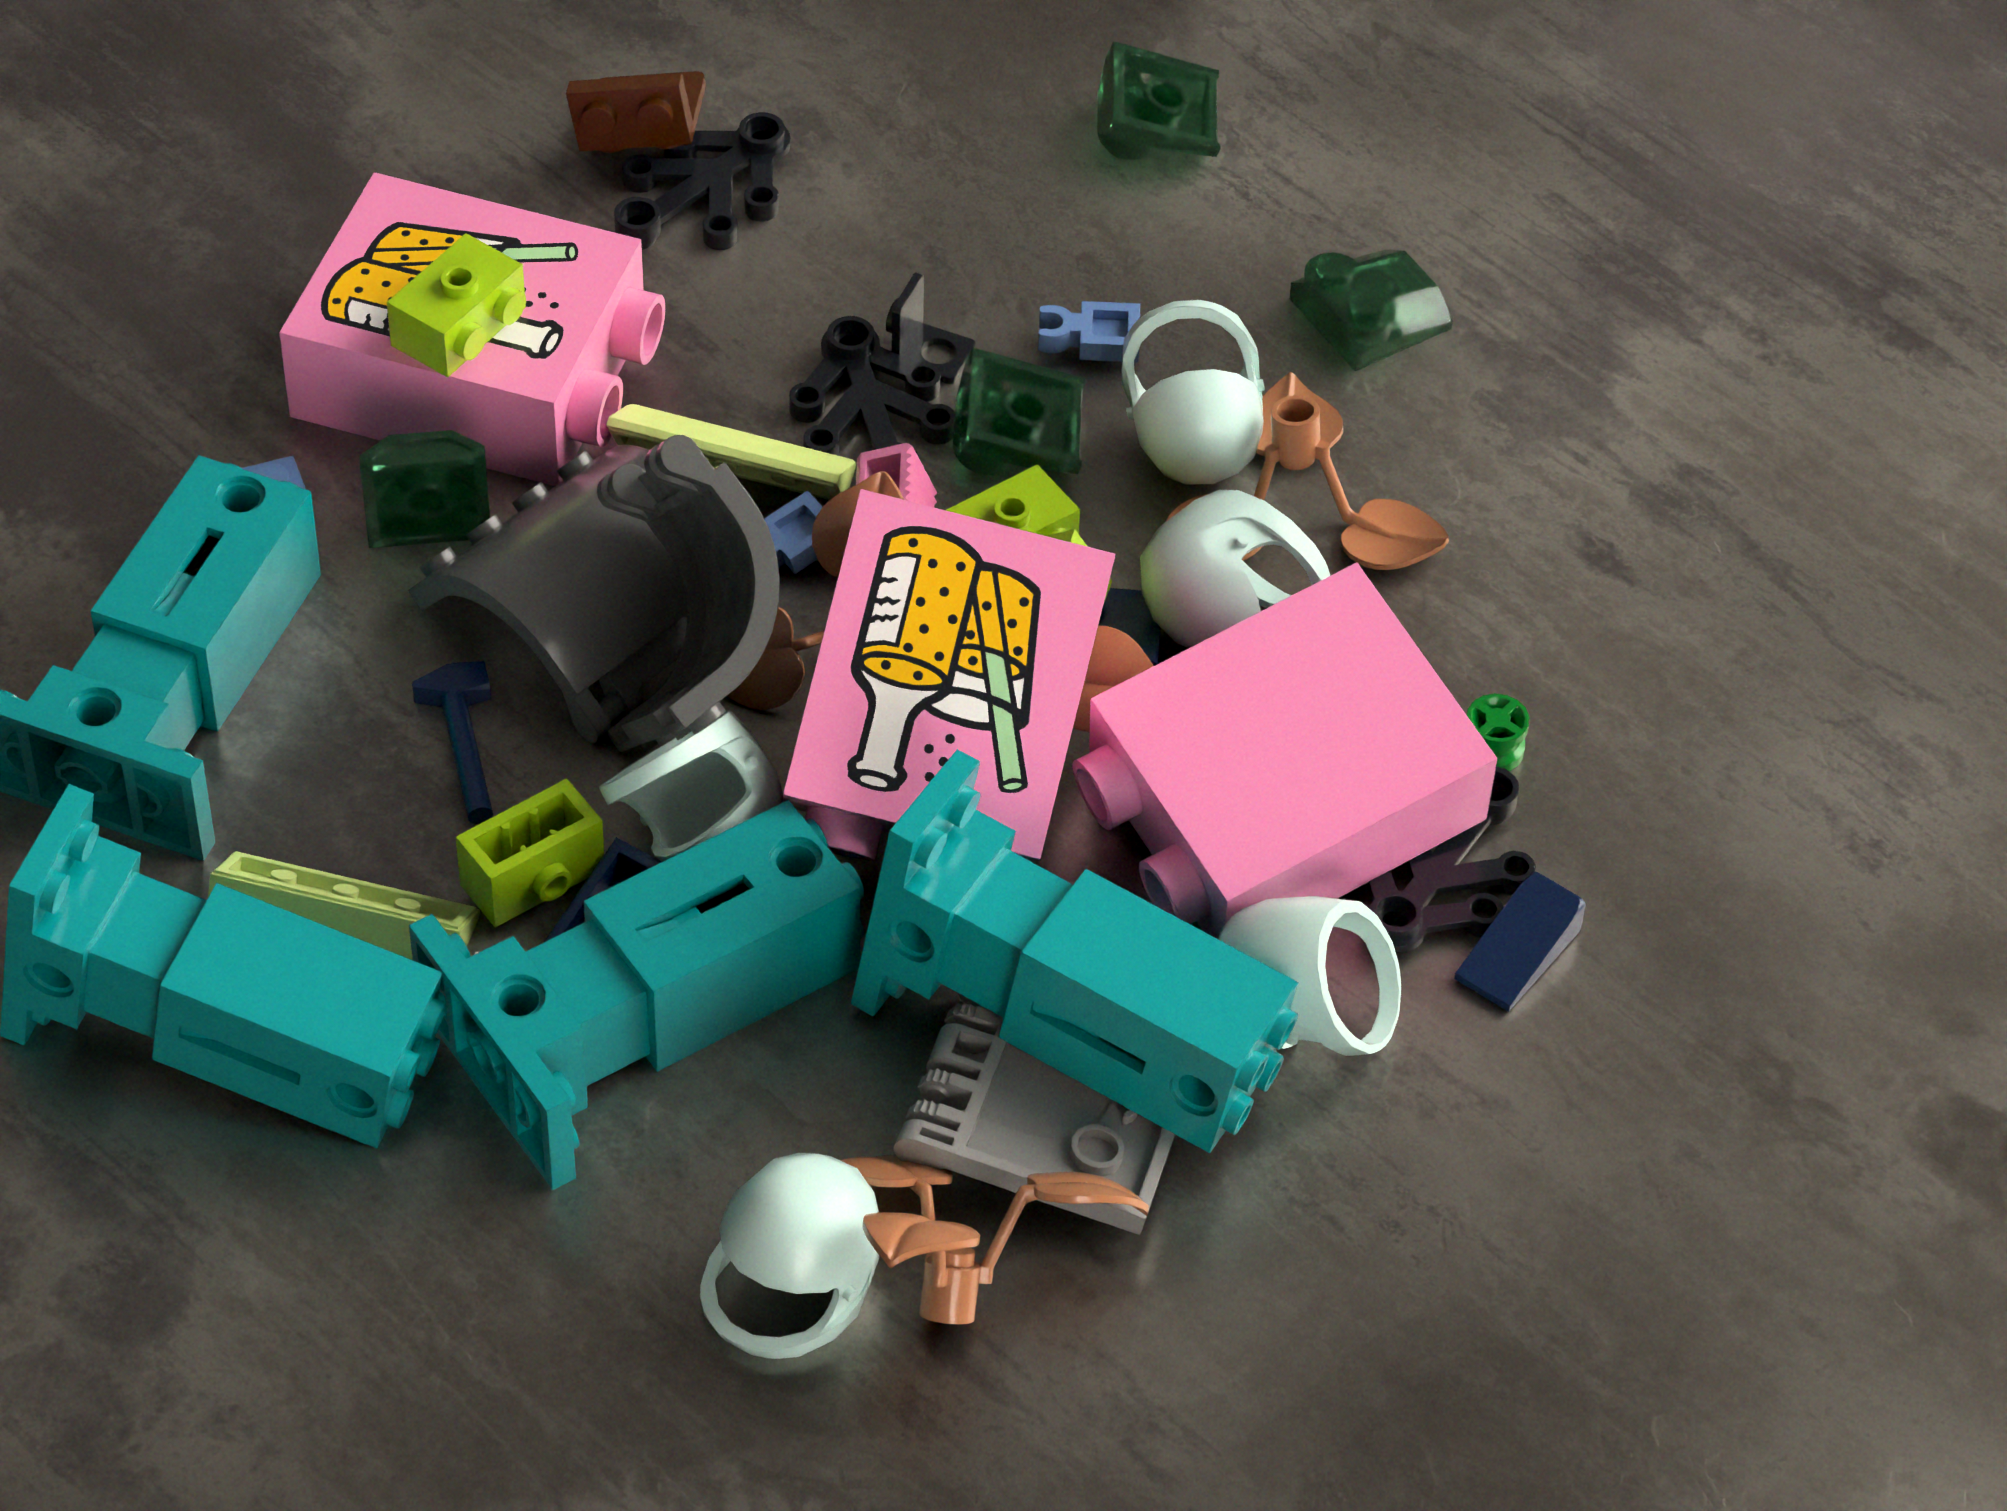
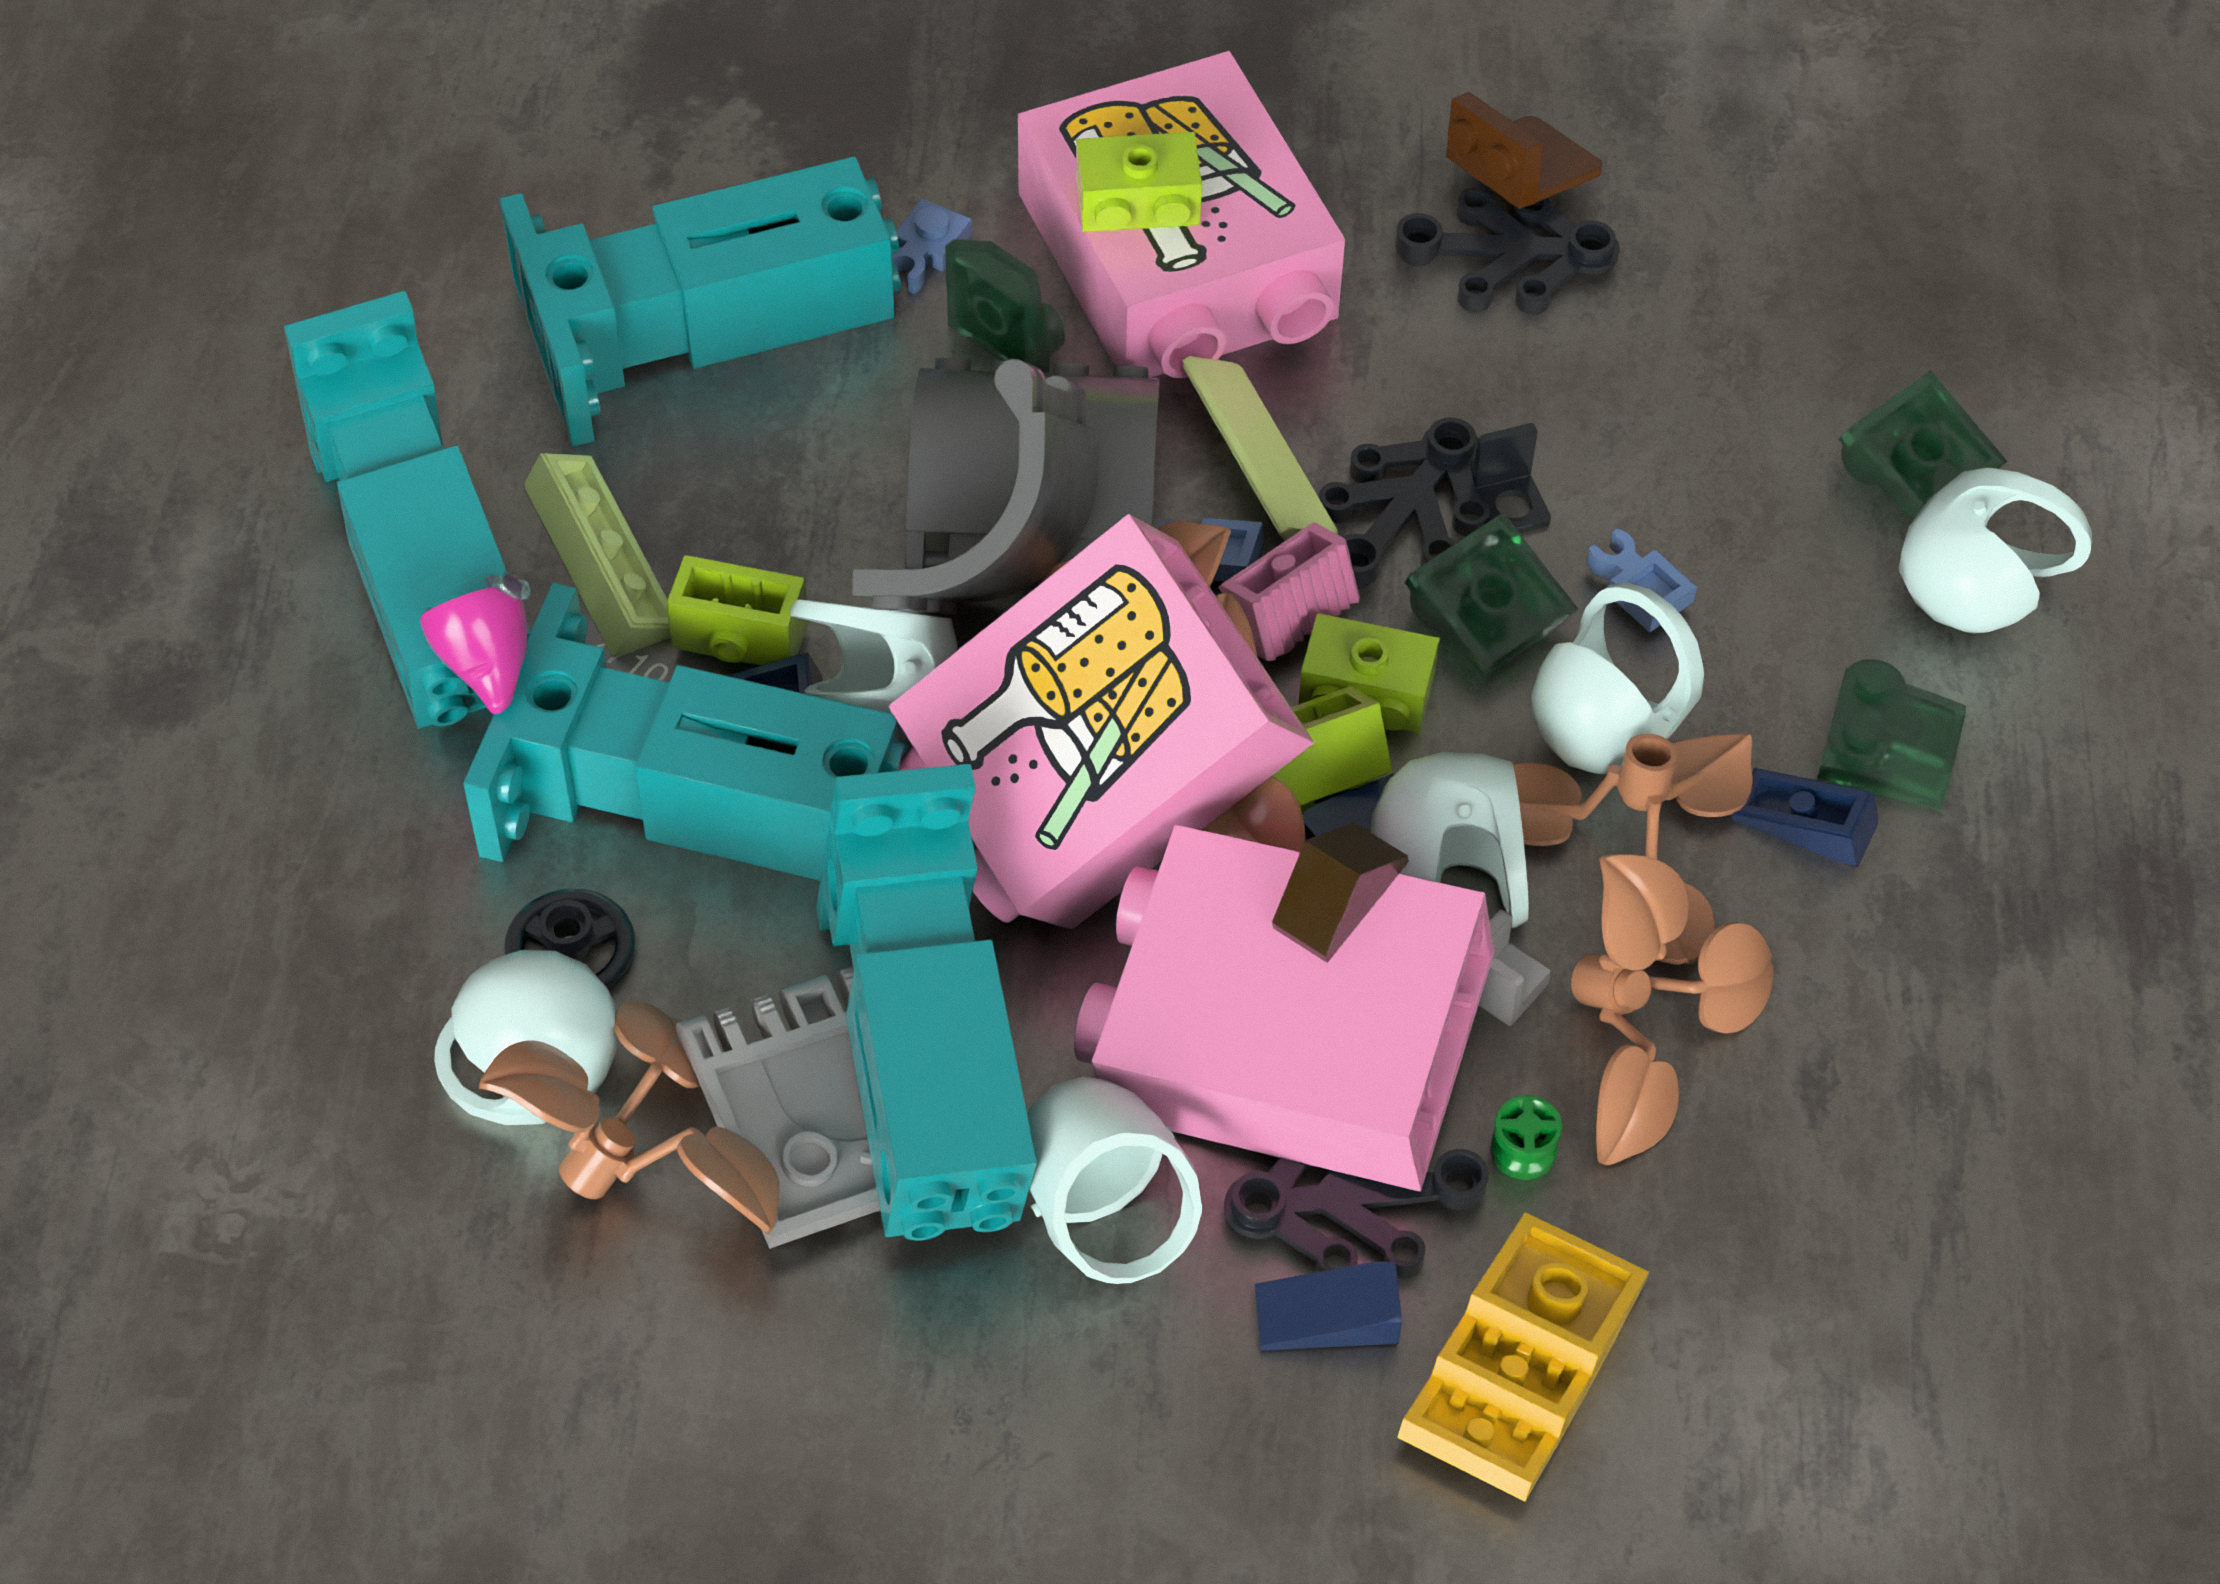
camera: 50 degrees right, 5 degrees up
(438, 993) = (483, 637): none -> dark pink hat
(454, 689) = (862, 464): dark blue piece -> none
(709, 1175) = (568, 914): none -> black piece
(1266, 641) = (1335, 887): none -> dark brown slope
(1292, 149) = (1967, 572): none -> light aqua piece
(1388, 392) = (1812, 814): none -> dark blue slope
(1434, 586) = (1640, 913): none -> nougat plant
(1668, 862) = (1523, 1356): none -> yellow slope

